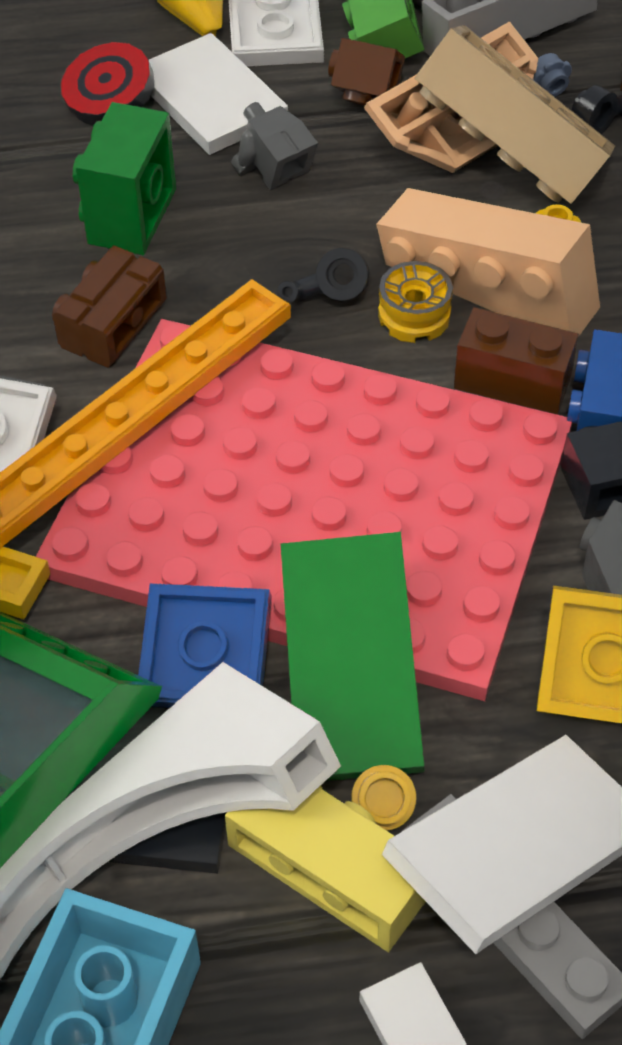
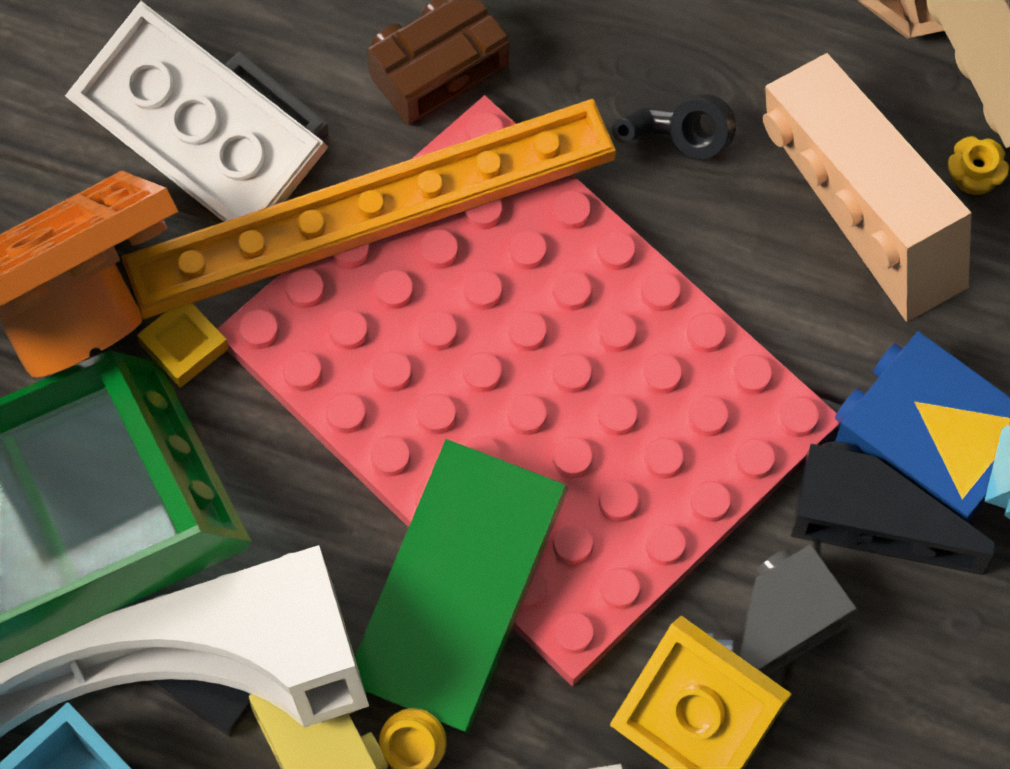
camera: 25 degrees right, 15 degrees up
(196, 630) = (329, 498): blue tile -> none
(415, 301) = (762, 173): yellow wheel -> none
(515, 360) = (820, 323): reddish brown brick -> none

